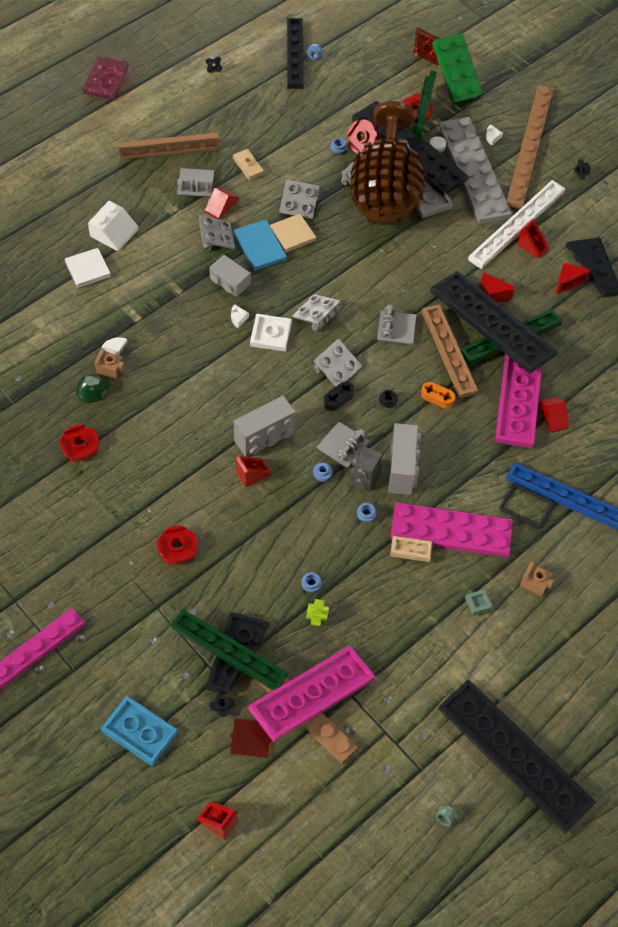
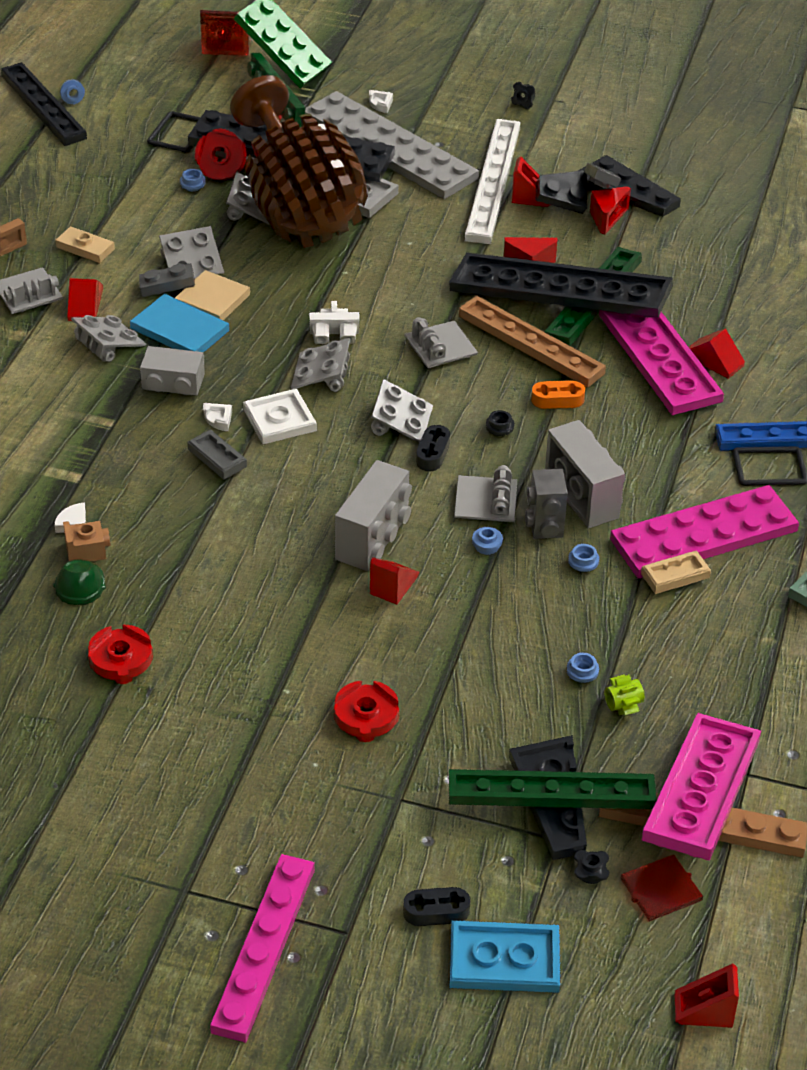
camera: 30 degrees left, 15 degrees down
(124, 686) = (436, 906): none -> black beam
(217, 342) = (217, 454): none -> dark grey plate
(273, 210) = (167, 279): none -> dark grey plate
(344, 282) = (334, 322): none -> white hips
(349, 98) = (166, 145): none -> black piece
(529, 147) = (438, 97): medium nougat plate -> none
(550, 252) = (563, 190): none -> black wing
(576, 254) = (601, 176): none -> dark grey plate

